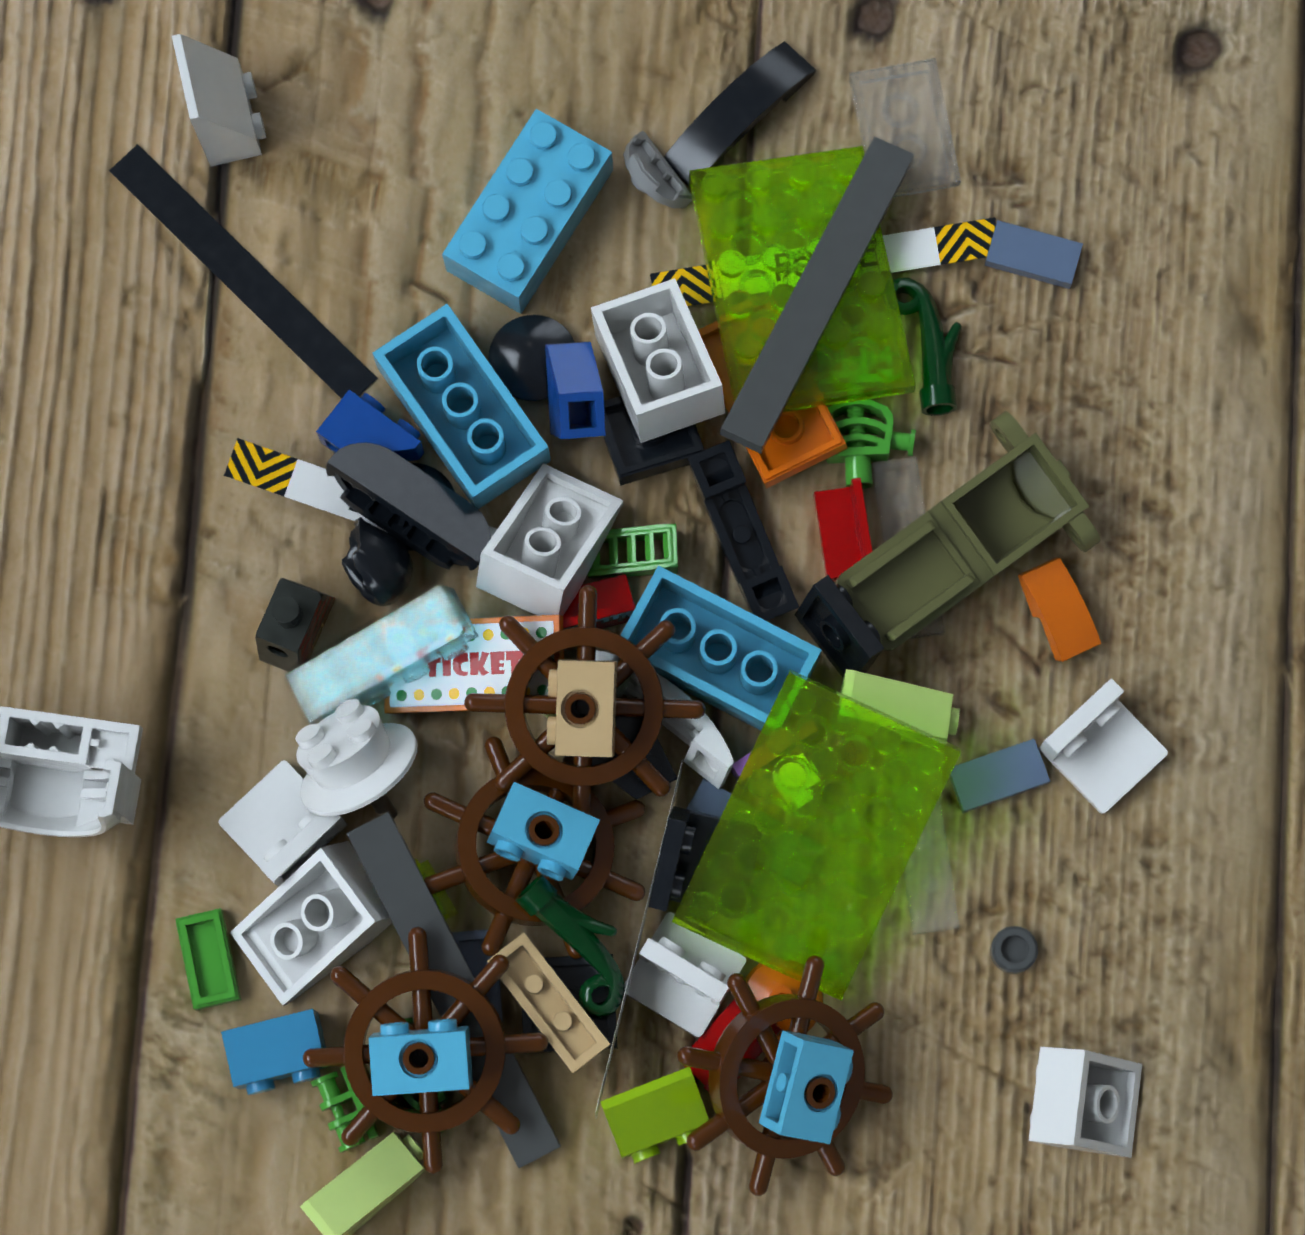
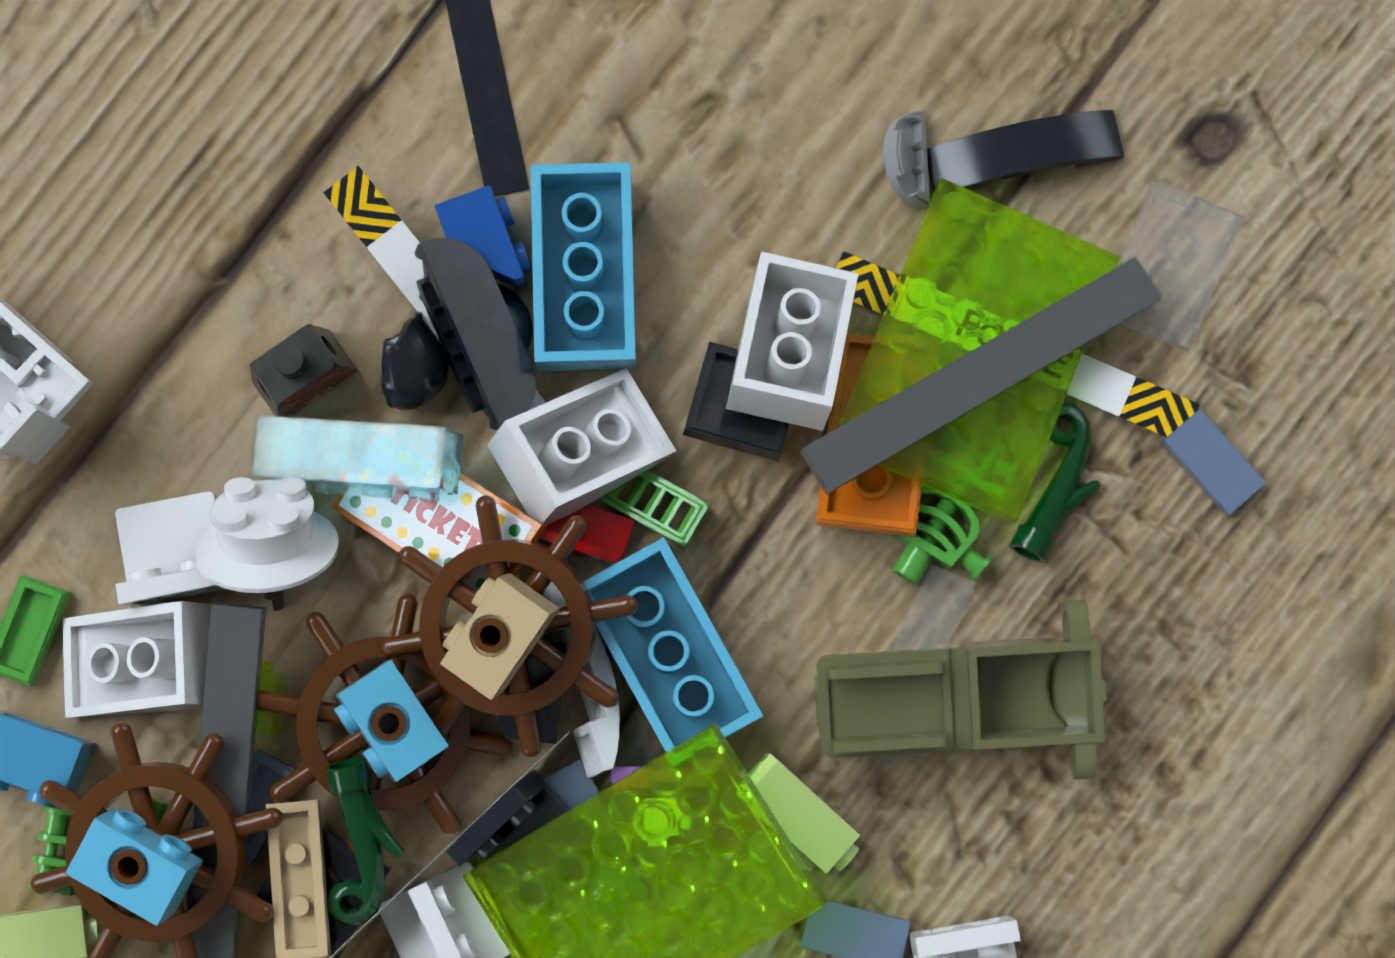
camera: 25 degrees right, 5 degrees up
(520, 354) = (682, 262): black dish -> none
(528, 211) = (767, 120): medium azure brick -> none
(574, 391) = (696, 320): blue slope -> none
(741, 532) = (766, 553): black slope -> none
(838, 628) = (793, 707): black plate -> none
(842, 527) = (862, 609): red panel -> none
(1061, 609) = (1015, 816): orange slope -> none

